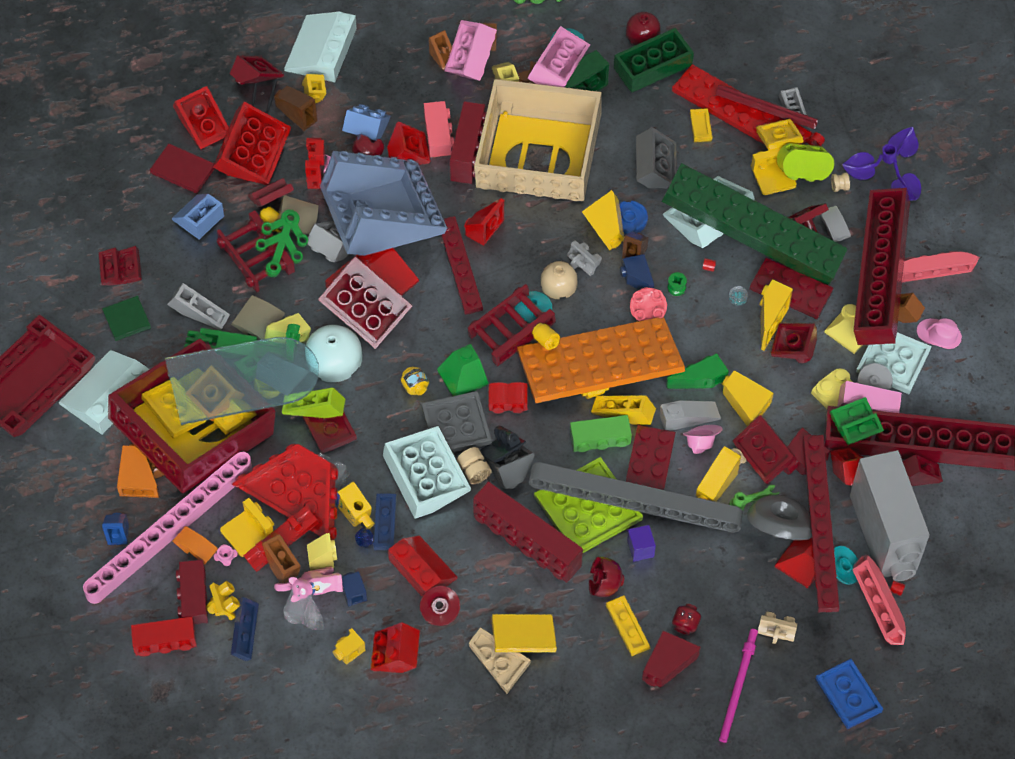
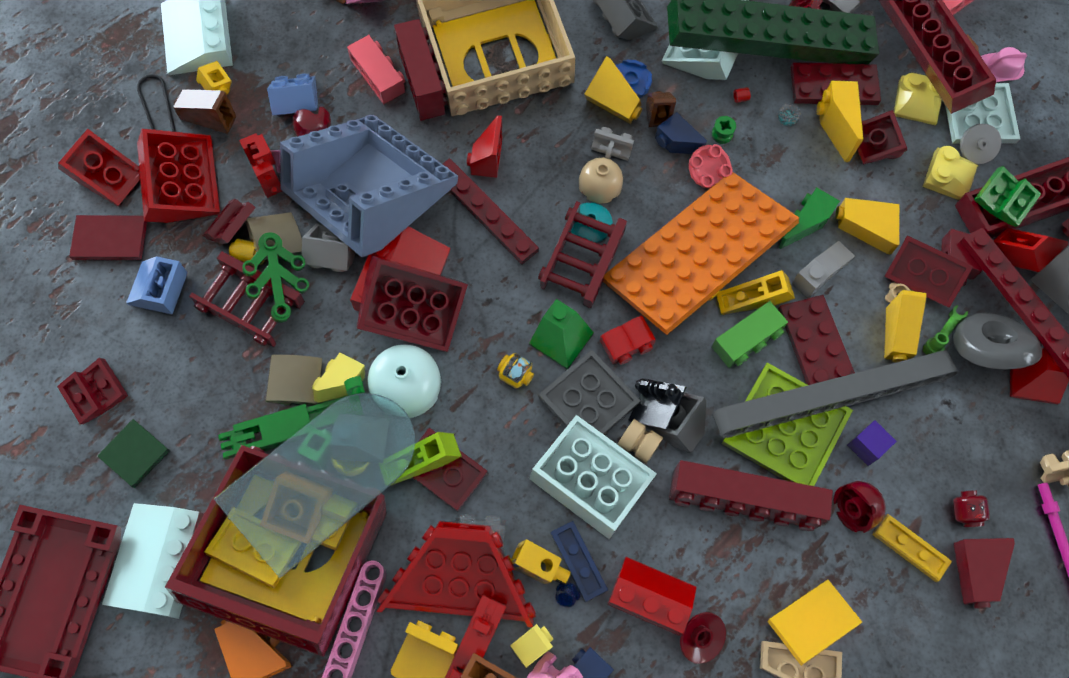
camera: 30 degrees left, 10 degrees up
(197, 307) = (214, 400): light grey slope -> none
(253, 70) = (133, 88): dark red slope -> none
(408, 144) = (354, 100): red slope -> none
(546, 336) = (632, 251): yellow brick -> none
(702, 437) = (856, 286): bright pink piece -> none
(878, 398) = (979, 169): bright pink brick -> none

